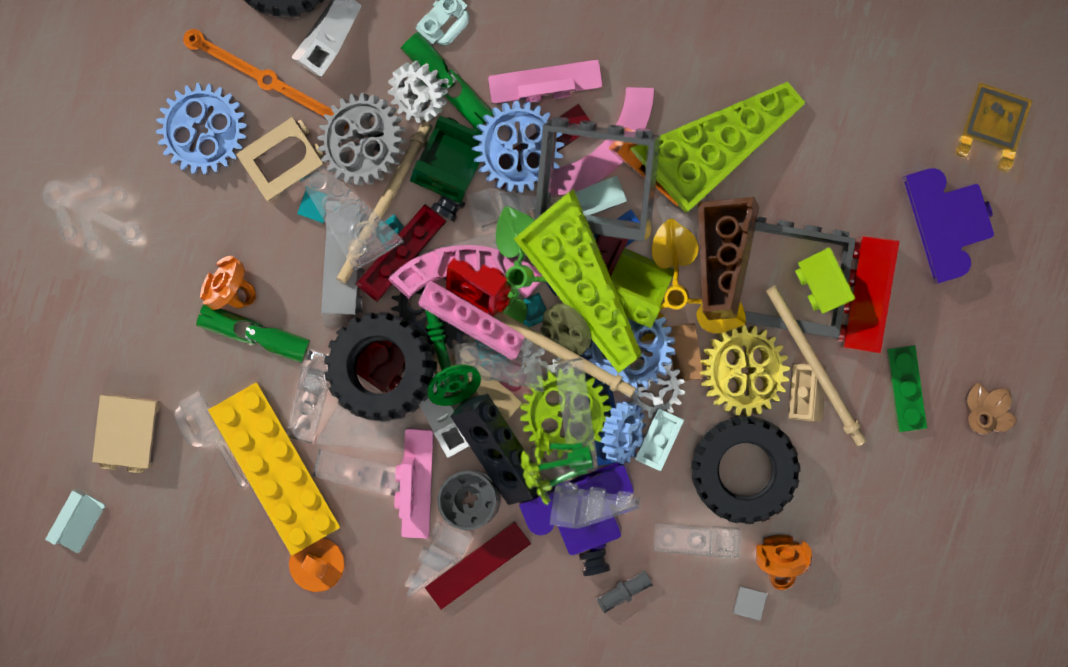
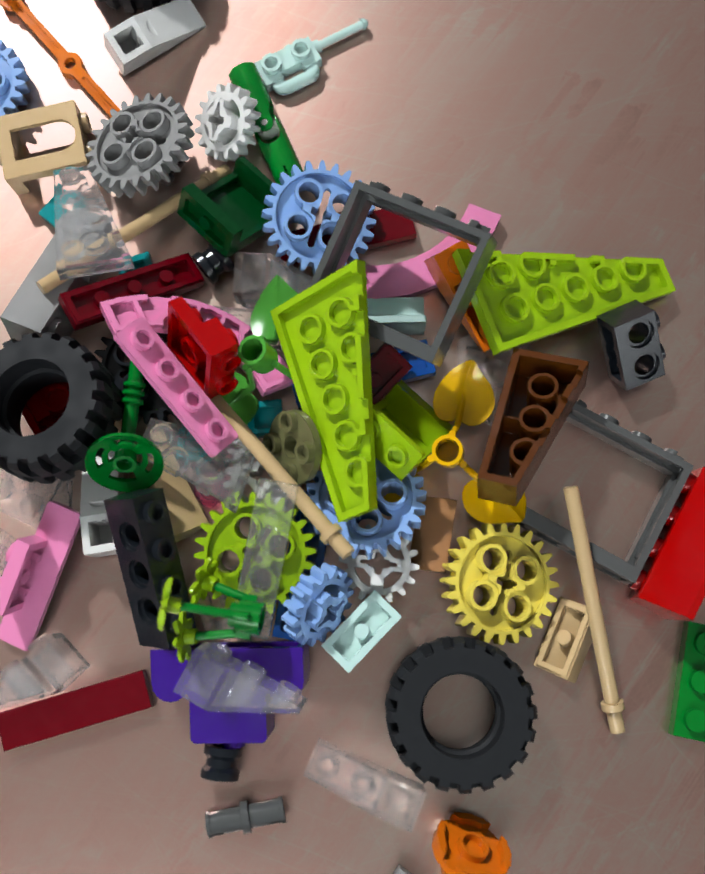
camera: 20 degrees right, 10 degrees down
(462, 514) = (71, 615): dark grey wheel -> none
(545, 81) = (388, 168): bright pink bracket -> none
(783, 162) = (632, 354): none -> black brick
(825, 281) = (647, 500): lime slope -> none

